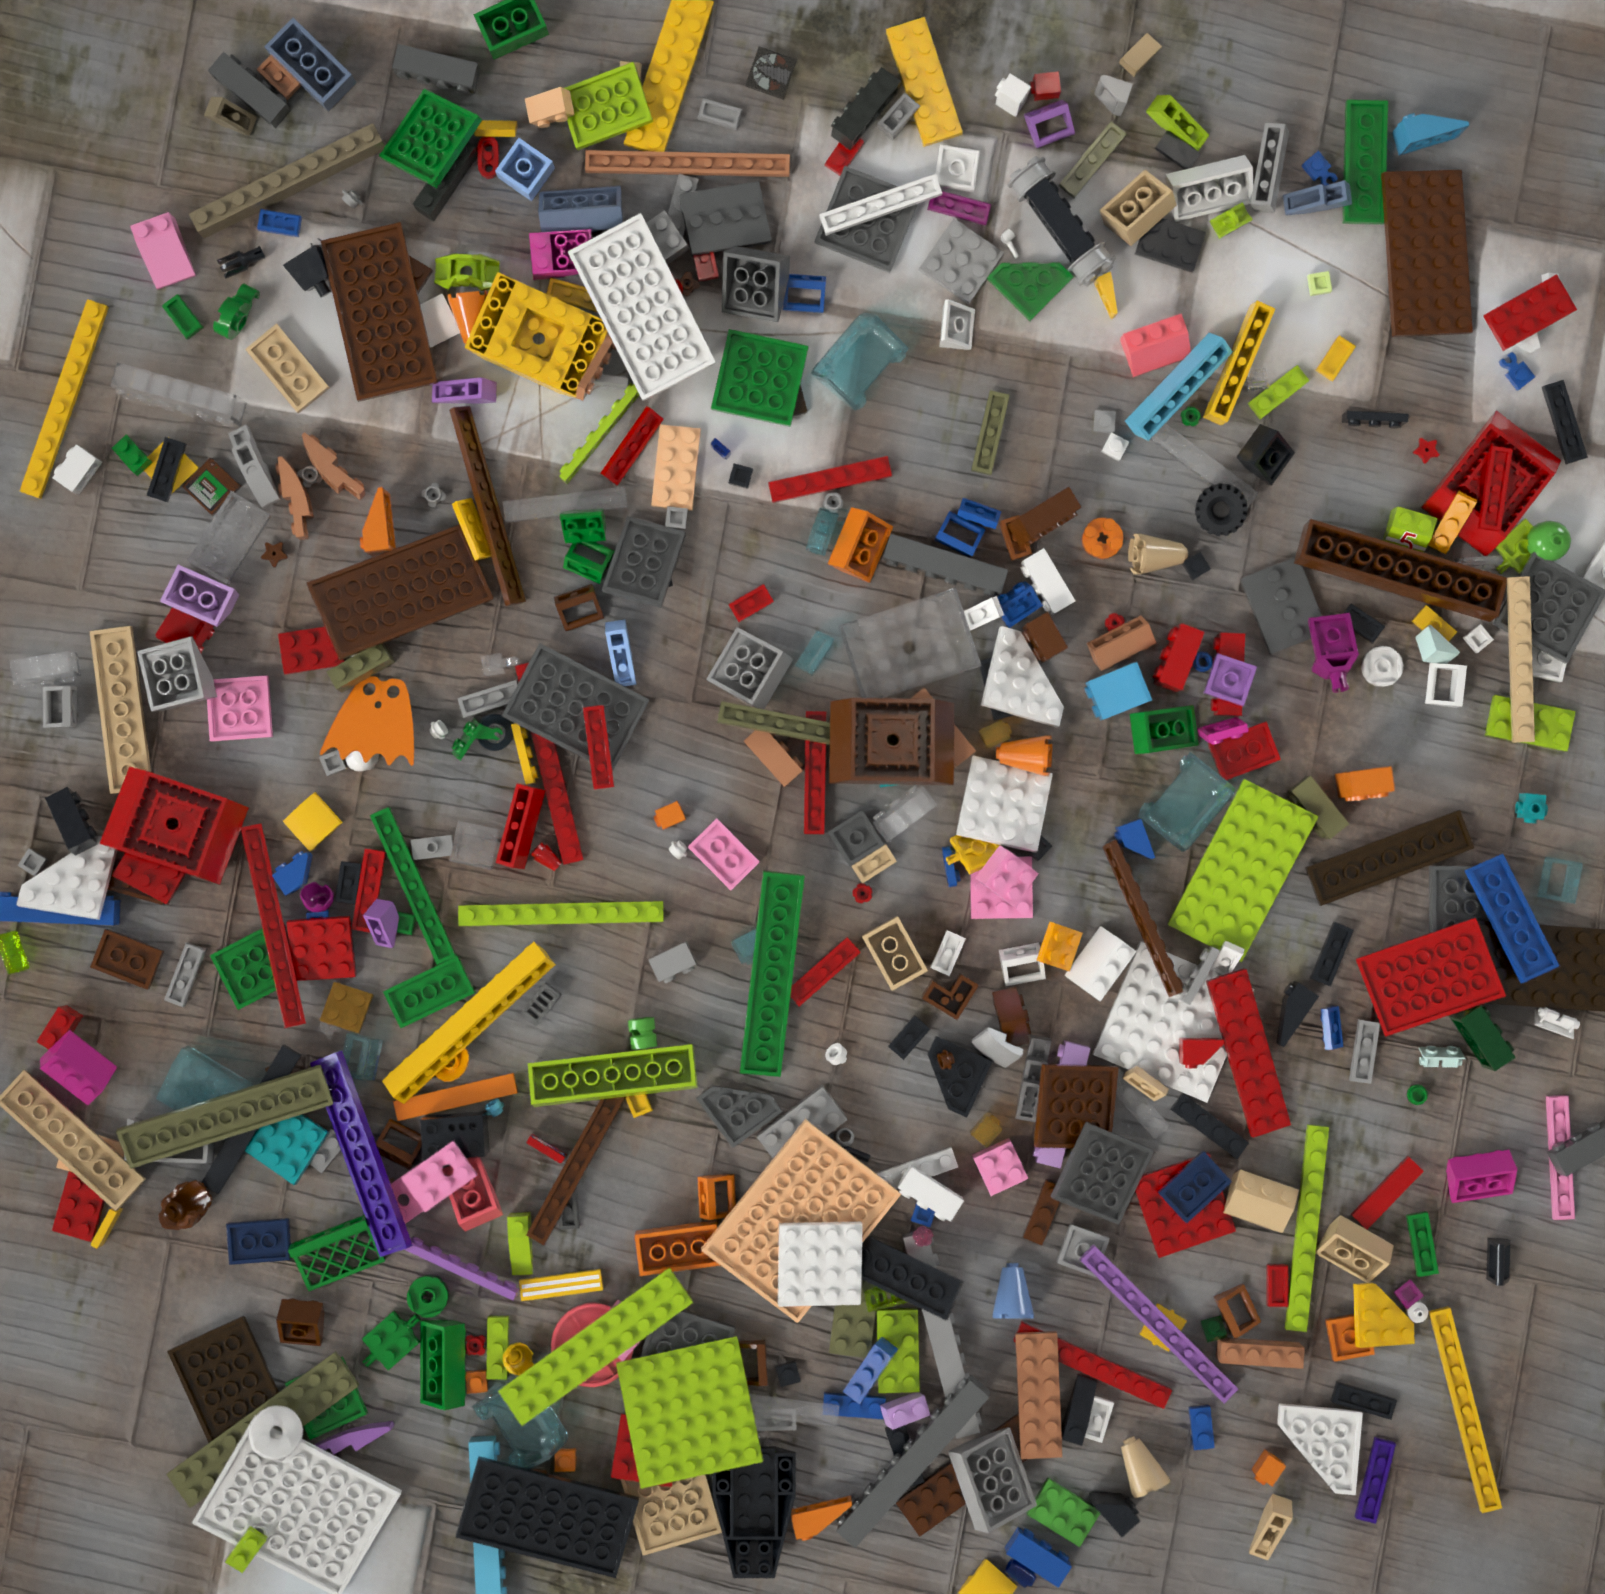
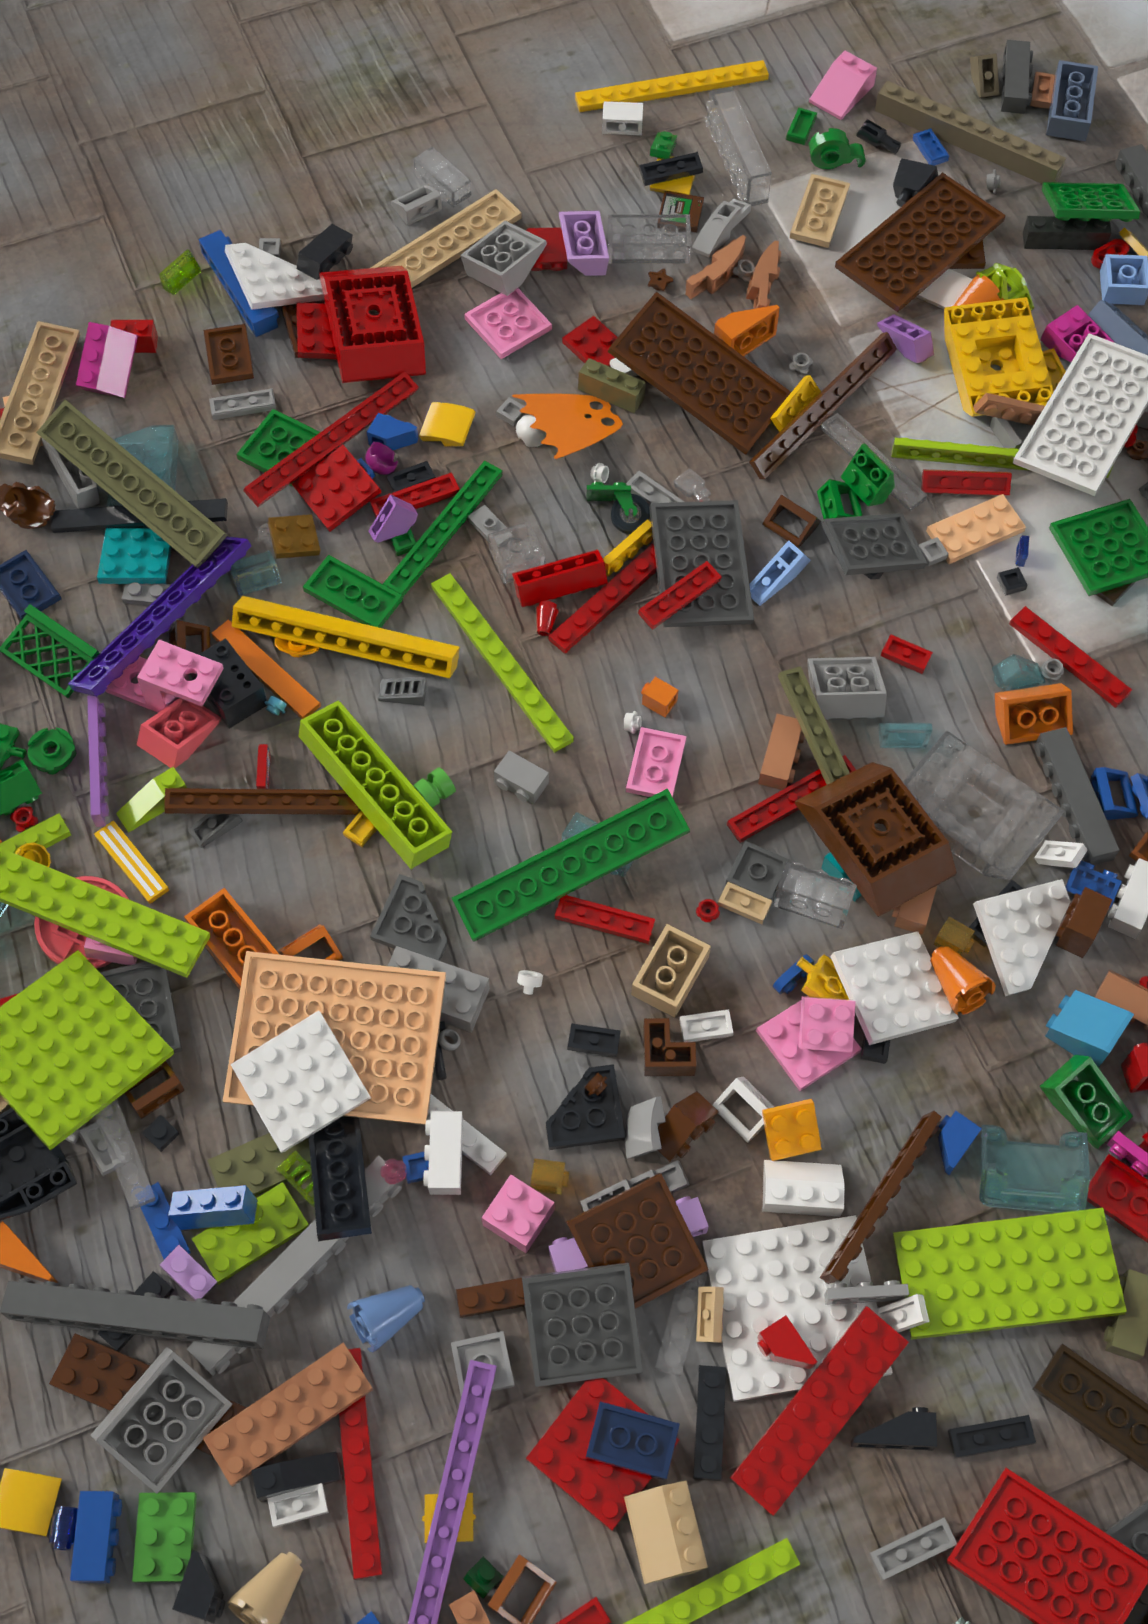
camera: 60 degrees right, 25 degrees down
(1331, 1027) = (912, 1490): blue plate -> none

